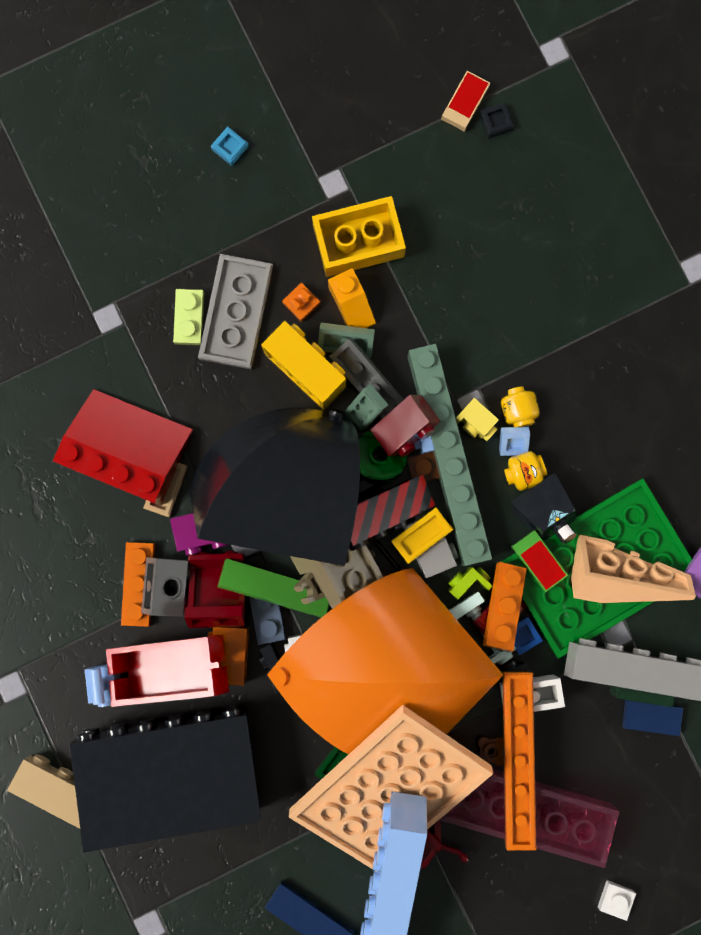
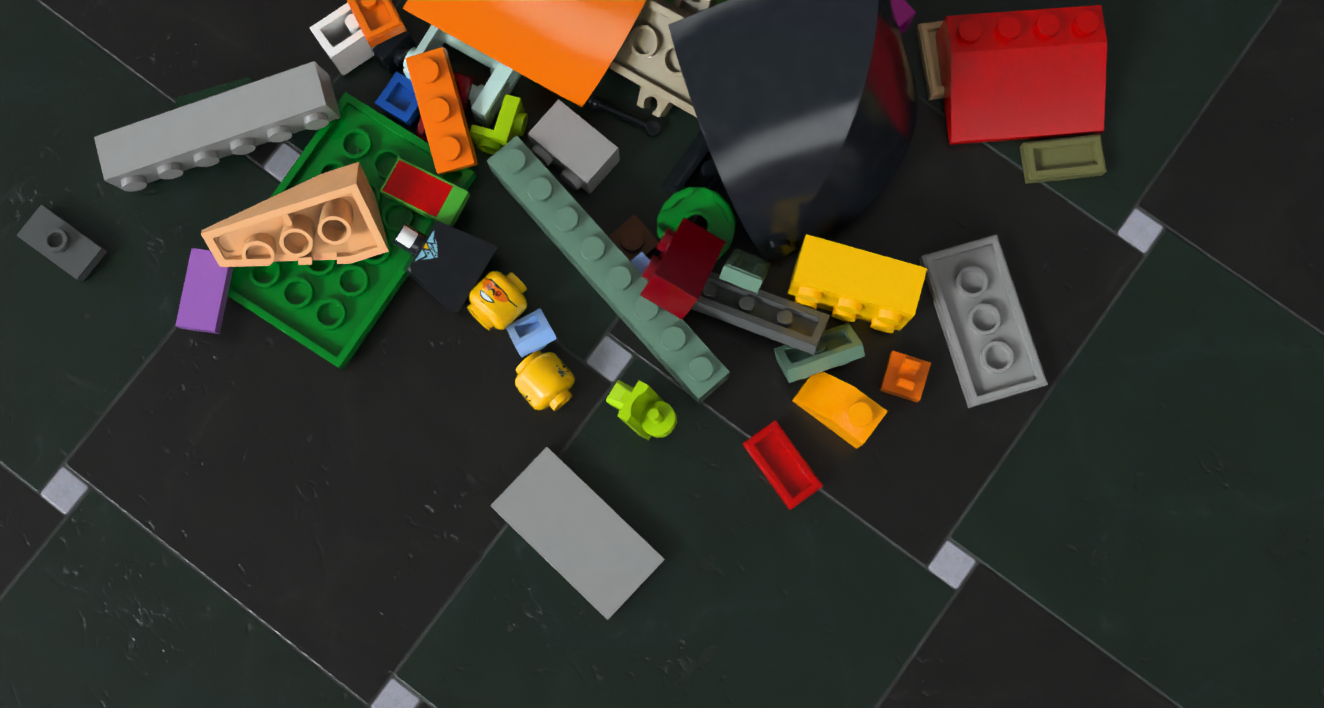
camera: 155 degrees right, 5 degrees down
(129, 384) = (1063, 159): none -> olive tile
(188, 317) = (1039, 282): yellowish green plate -> none
(229, 146) = (1121, 541): dark azure tile -> none
(359, 236) = (879, 496): yellow brick -> none
(390, 510) = (650, 149): brick -> none
(402, 287) = (782, 465): none -> red tile
(422, 535) = (590, 145): yellow tile -> none
(471, 355) = (642, 409): none -> lime hips
(477, 420) = (592, 334): light yellow brick -> none
(543, 309) = (577, 533): none -> light grey tile
(652, 718) = (192, 79): dark blue tile -> none

